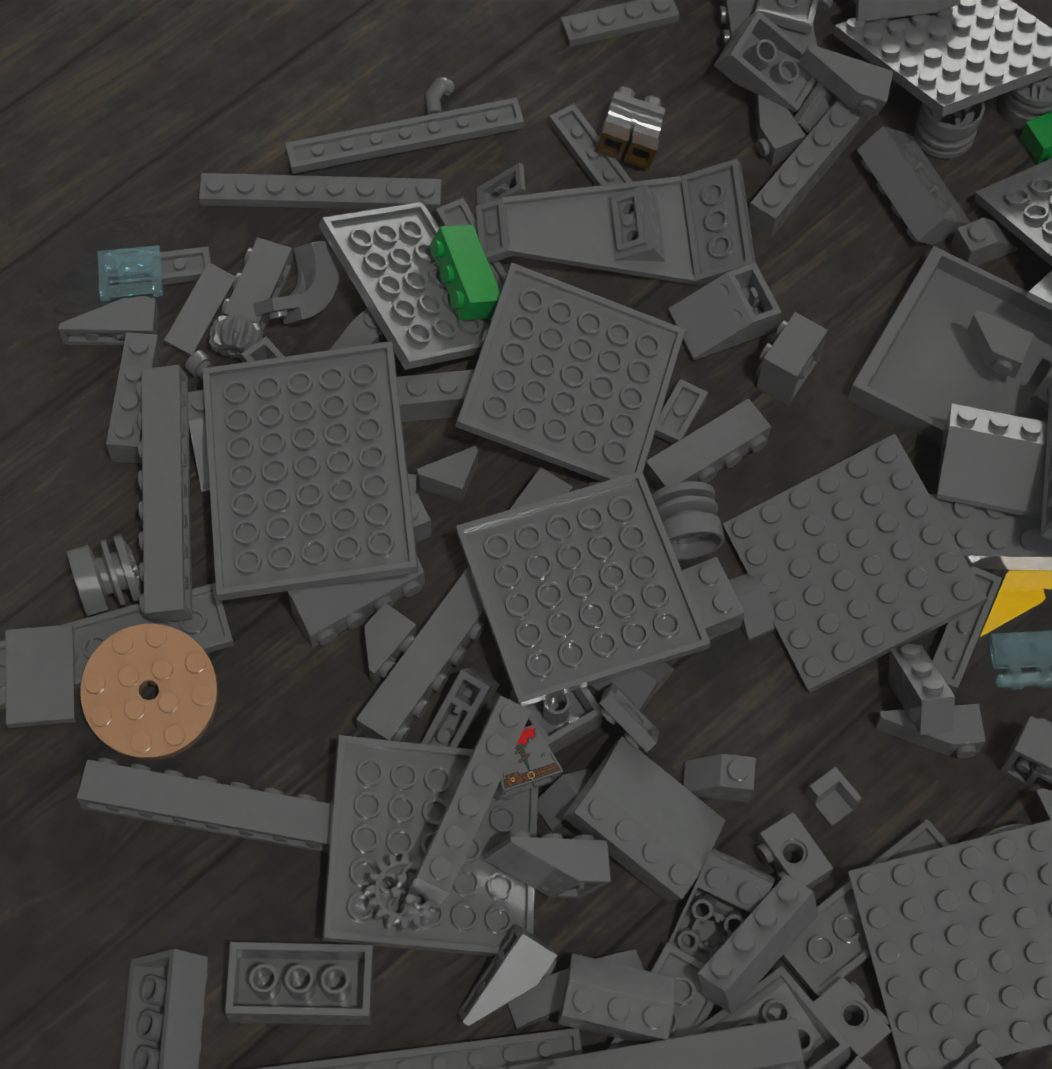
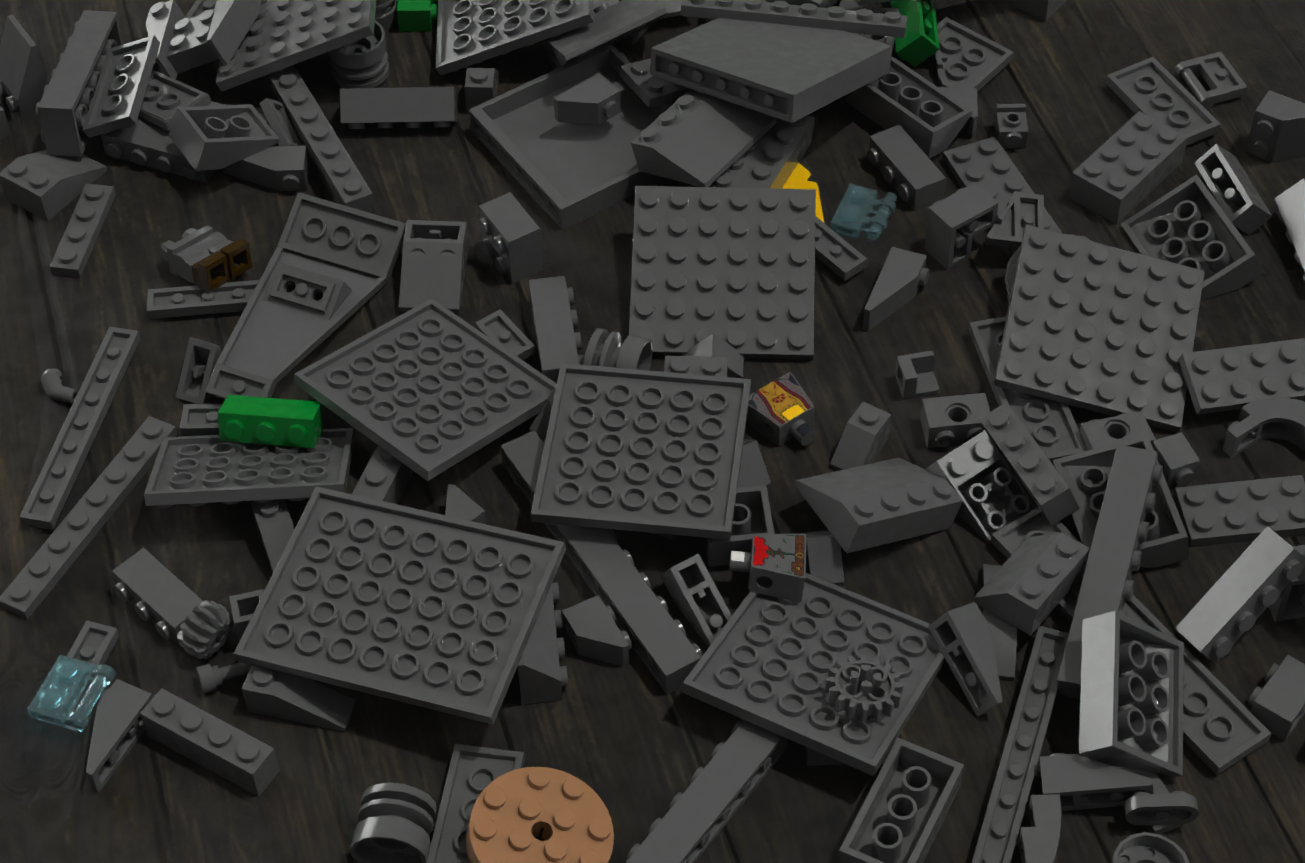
camera: 60 degrees left, 15 degrees down
(165, 495) = (343, 737): dark grey brick -> none
(199, 309) = (150, 652): dark grey tile -> none
(315, 285) = (191, 548): dark grey arch -> none
(470, 800) = (811, 593): dark grey brick -> none
(554, 864) = (889, 572): dark grey slope -> none
(620, 709) = (781, 470): dark grey plate -> none
(719, 691) = (782, 412): none -> torso
(851, 80) = (284, 85): dark grey slope -> none
(921, 689) = (863, 270): dark grey brick -> none

